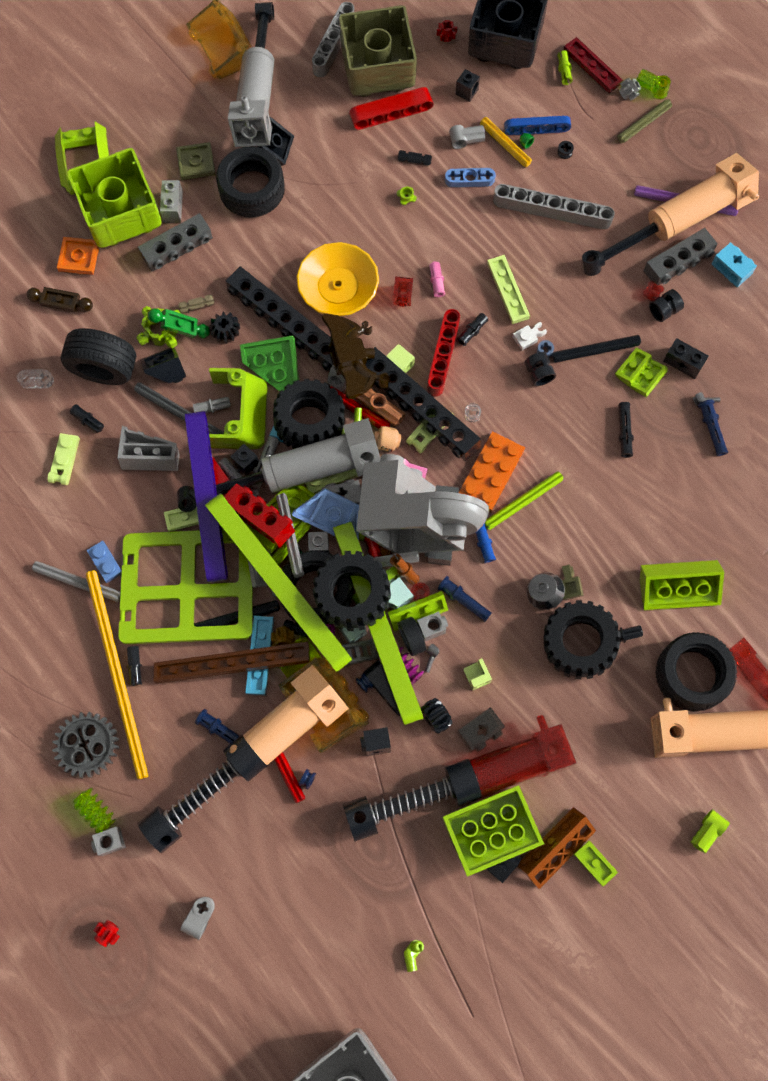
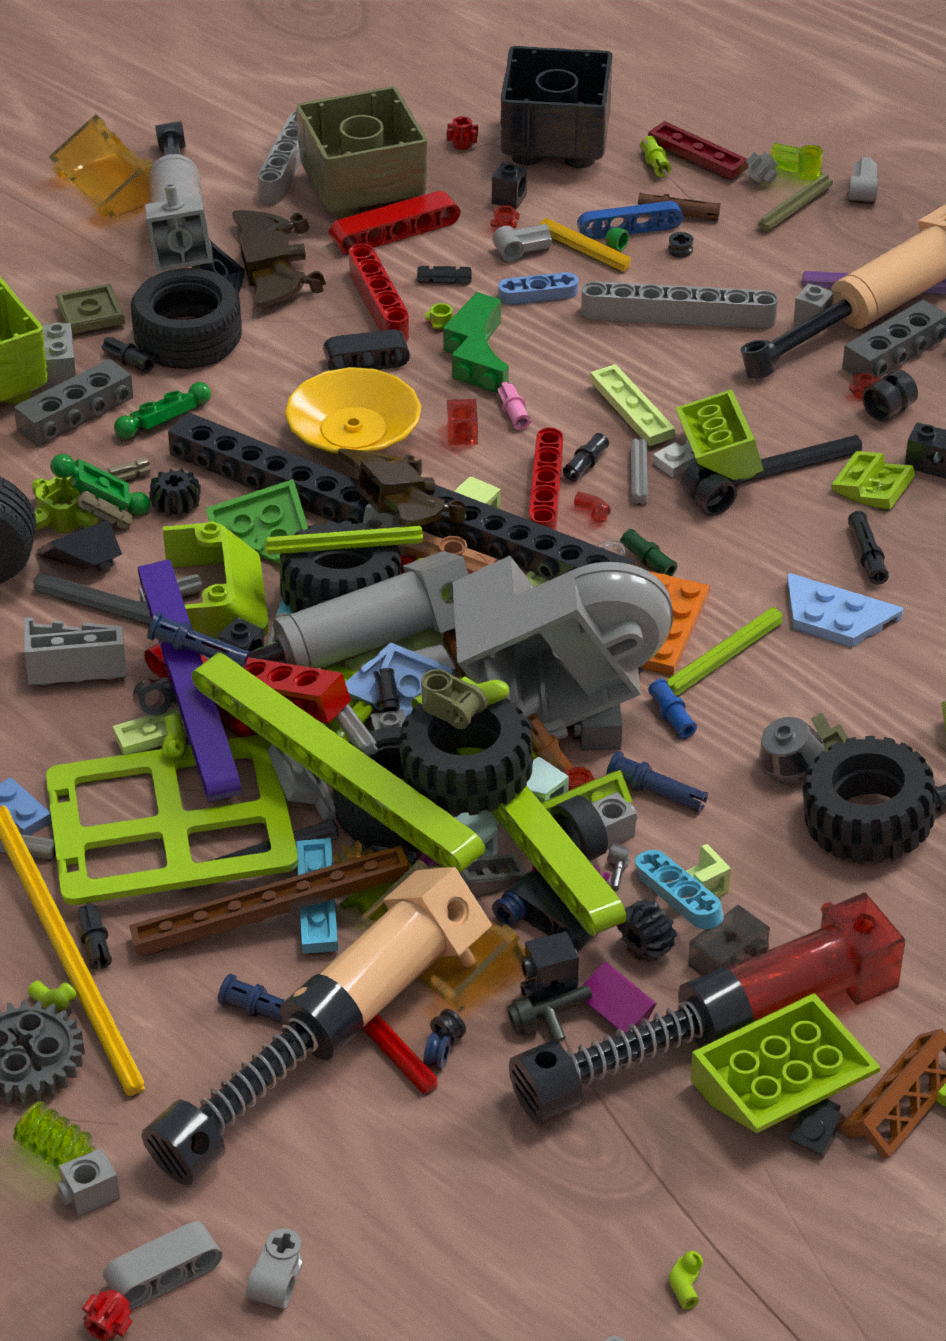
camera: 10 degrees left, 30 degrees down
(105, 707) = (59, 997): none -> lime arm
(140, 902) = (163, 1264): none -> light grey beam
(181, 340) = (104, 510): none -> dark tan axle
(194, 534) = (175, 741): none -> lime arm
(203, 476) = (183, 636): none -> dark blue pin
(213, 203) = (128, 354): none -> black axle
(227, 255) = (154, 413): none -> green plate
(309, 129) = (269, 256): none -> dark brown torso
(310, 402) = (343, 540): none -> lime axle
(316, 763) = (448, 1024): none -> black bush
(318, 521) = (386, 689): none -> black pin
(348, 570) = (450, 699): none -> olive piece
(355, 221) = (367, 350): none -> black beam
(359, 761) = (524, 1014): none -> pearl dark grey piece
(365, 564) = (493, 689): none -> lime arm
(370, 163) = (377, 290): none -> red beam
(411, 760) = (618, 998): none -> magenta slope
(418, 219) = (467, 341): none -> green arch
(459, 687) = (684, 885): none -> medium azure beam
(460, 107) = (505, 216): none -> clear red plate
(471, 370) = (598, 506): none -> clear red arm
(494, 416) = (648, 553): none -> dark green pin
(502, 345) = (639, 471): none -> light grey axle
(553, 332) = (721, 436): none -> lime slope
(576, 117) = (688, 207): none -> reddish brown pin
(595, 477) = (836, 612): none -> light blue wing
(635, 221) = (811, 302): none -> light grey brick
(691, 110) = (864, 181): none -> light grey piece

